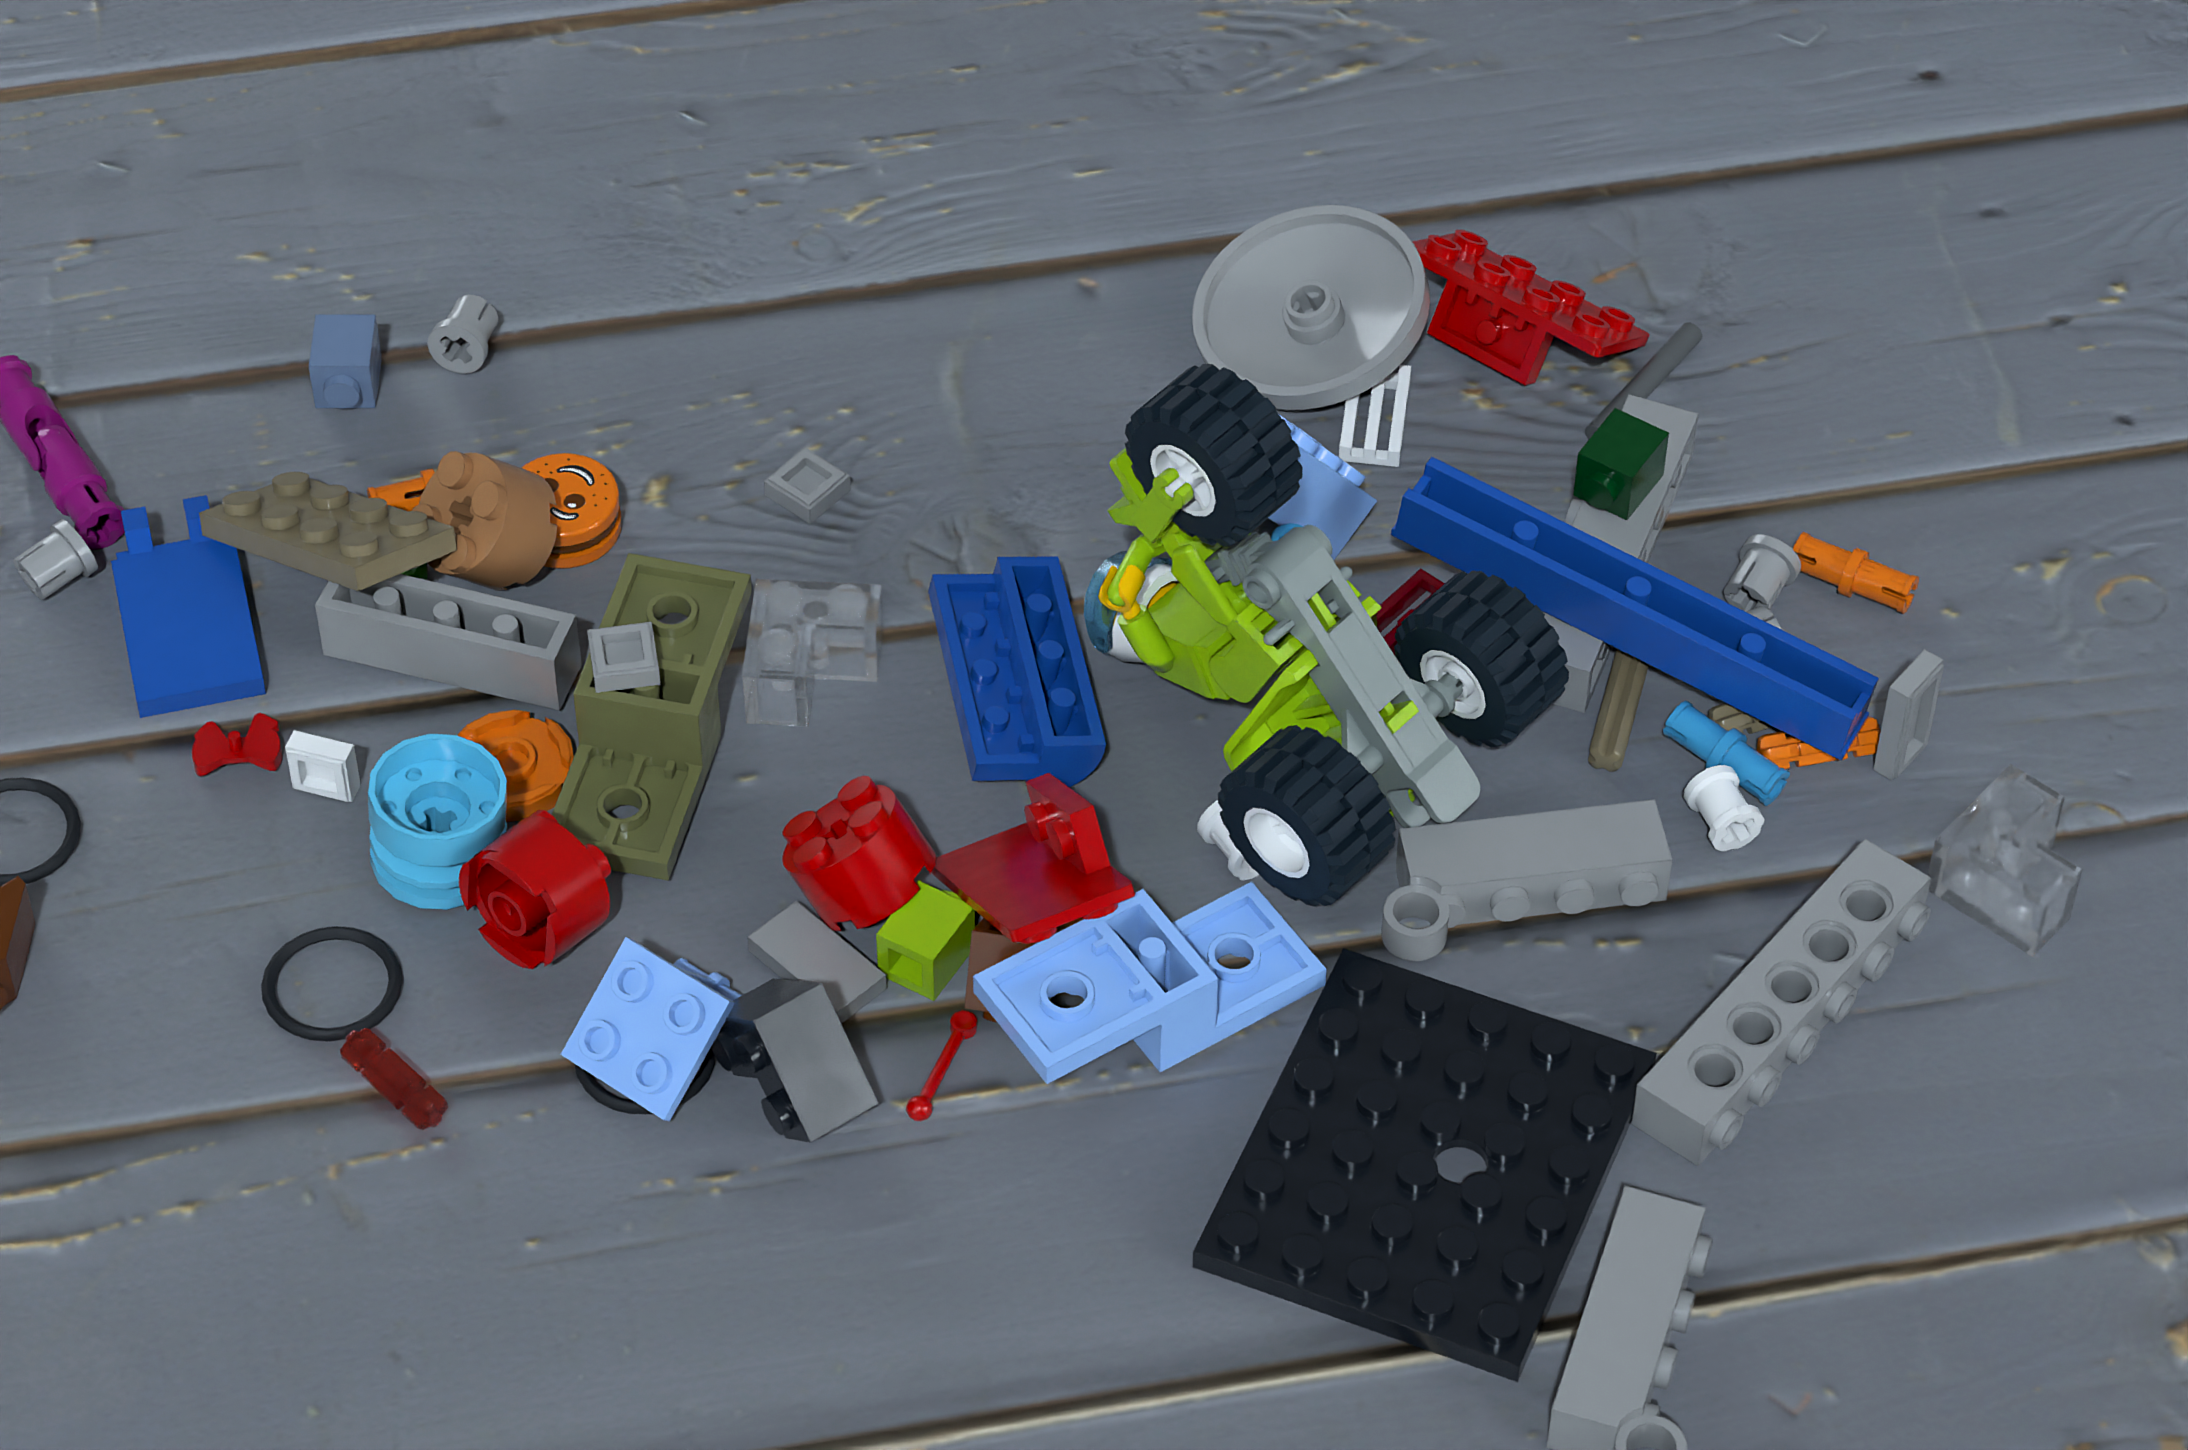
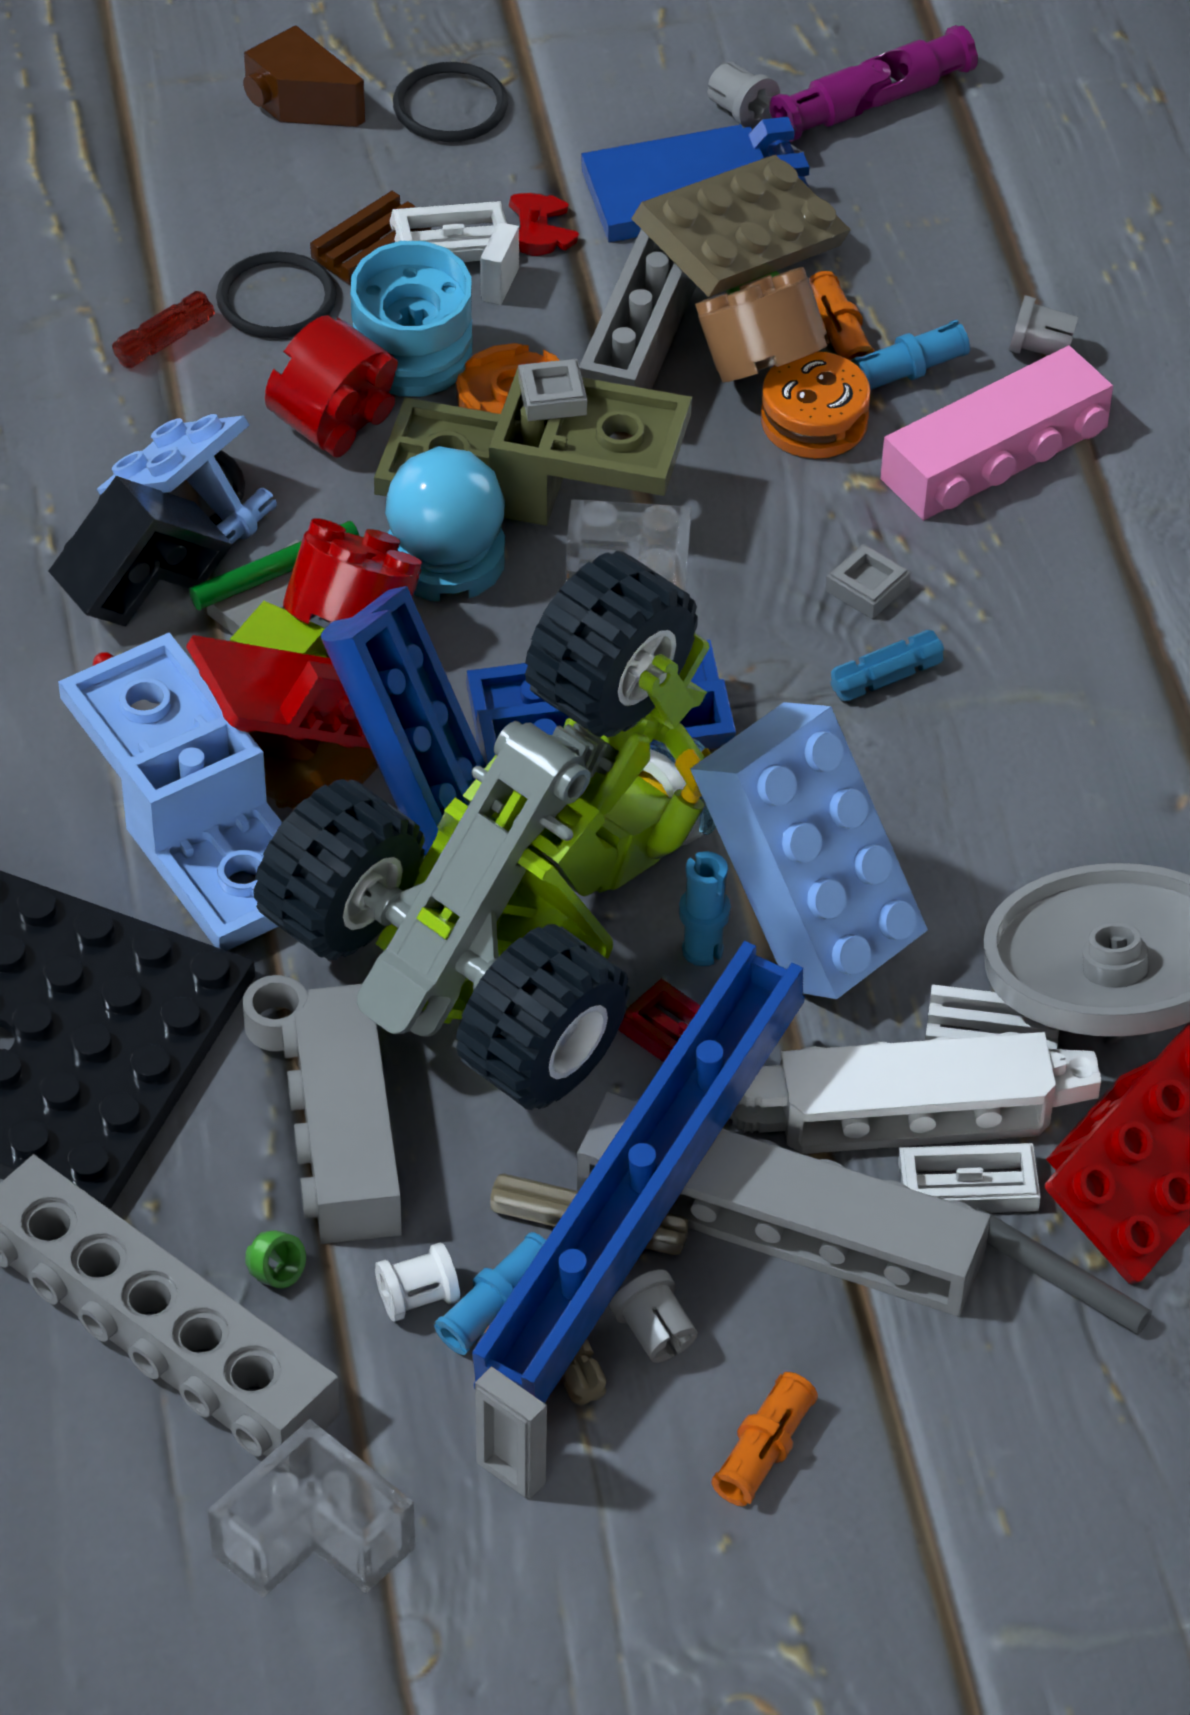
camera: 90 degrees right, 0 degrees up
(219, 865) = (358, 233): none -> reddish brown tile
(268, 843) = (465, 242): none -> white tile
(345, 361) = (994, 252): sand blue brick -> none
(489, 430) = (913, 355): none -> dark azure pin
(618, 371) = (996, 432): none -> bright pink brick
(746, 786) = (451, 518): none -> medium azure tile
(798, 943) = (250, 574): none -> green bar
(928, 471) = (887, 665): none -> dark azure axle
(1118, 763) = (405, 707): none -> blue brick
(1463, 411) = (916, 1092): none -> white hinge
(1554, 470) = (988, 1190): none -> white tile
(1620, 464) = (850, 1173): dark green brick -> none
(1707, 917) = (283, 1249): none -> bright green hinge
(1762, 573) = (750, 1343): light grey bush -> none

